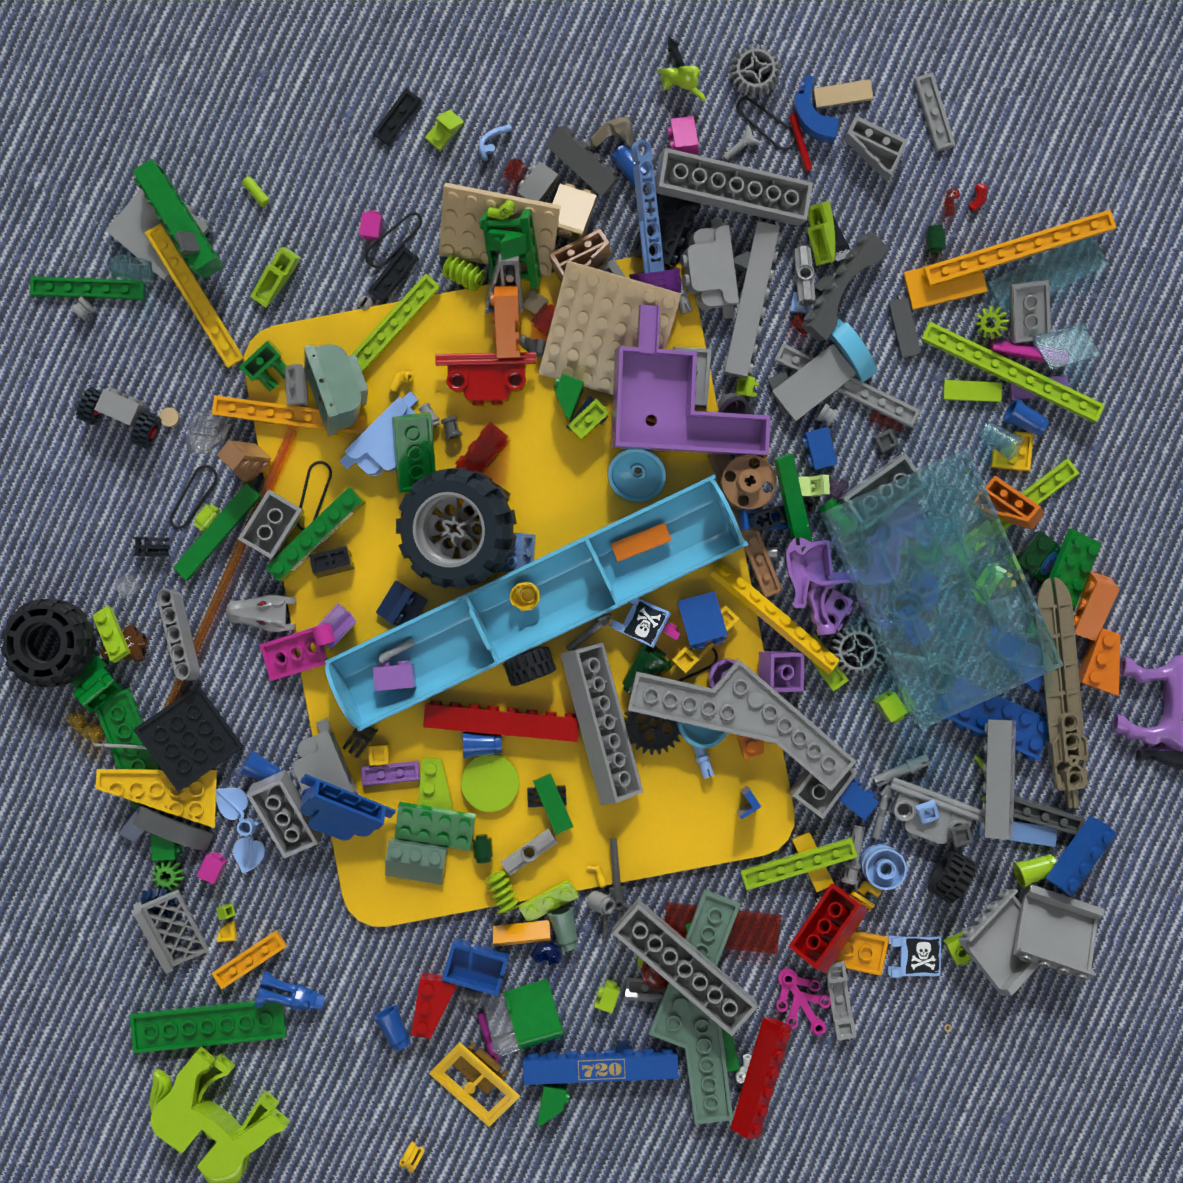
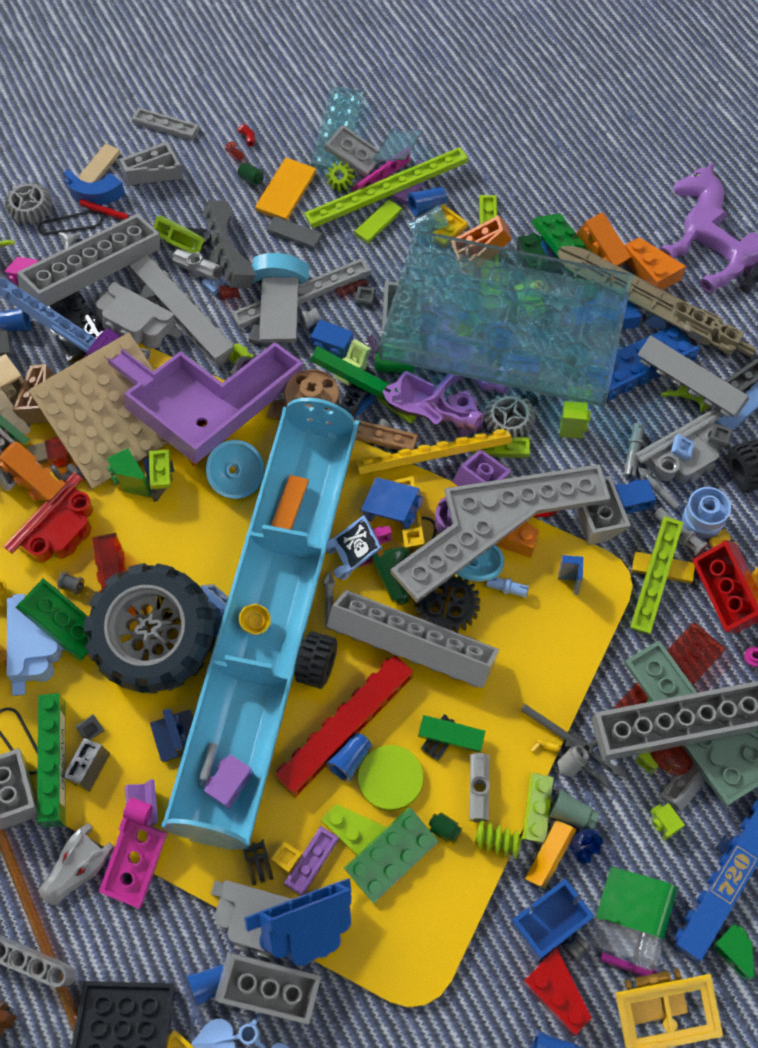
camera: 50 degrees left, 25 degrees down
(359, 539) = (89, 728): none -> dark grey slope
(415, 861) = (410, 899): sand green slope -> none
(1019, 248) = (303, 130): light orange plate -> none

